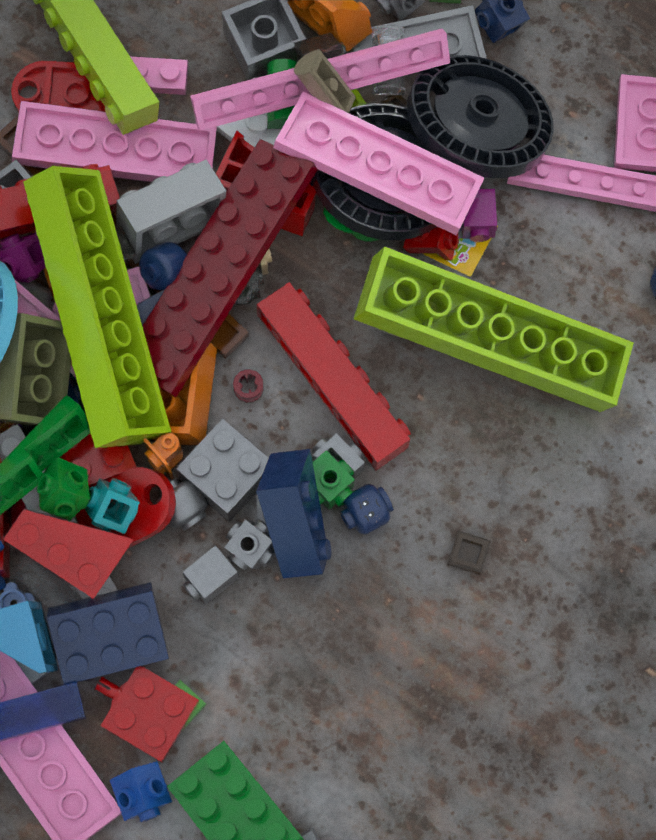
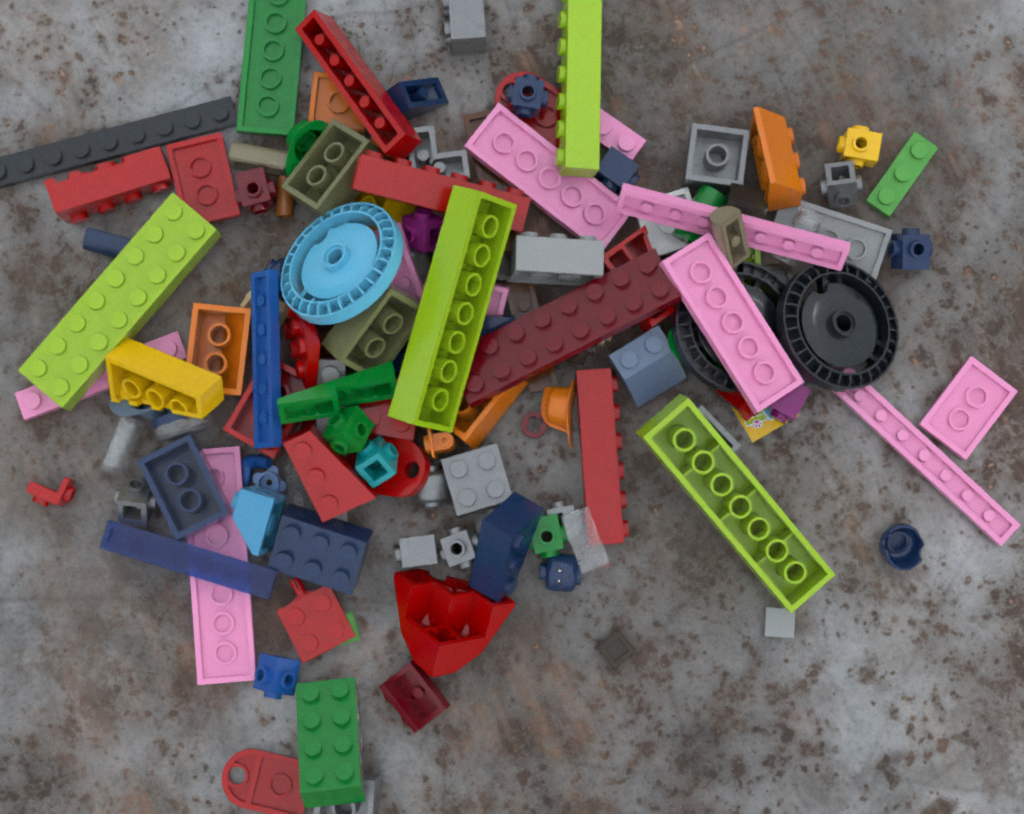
camera: 35 degrees right, 10 degrees up
(46, 79) = (527, 106): none -> dark blue brick
(161, 264) = (524, 299): dark blue head -> none
(175, 100) = (617, 169): none -> dark blue brick
(261, 353) = (558, 408): none -> orange piece
(281, 629) = (445, 620): none -> red brick
(297, 723) = (414, 696): none -> dark red bracket
(323, 263) = (647, 366): none -> sand blue slope
(371, 458) = (585, 541): none -> clear slope
(609, 428) = (779, 623): none -> light grey tile

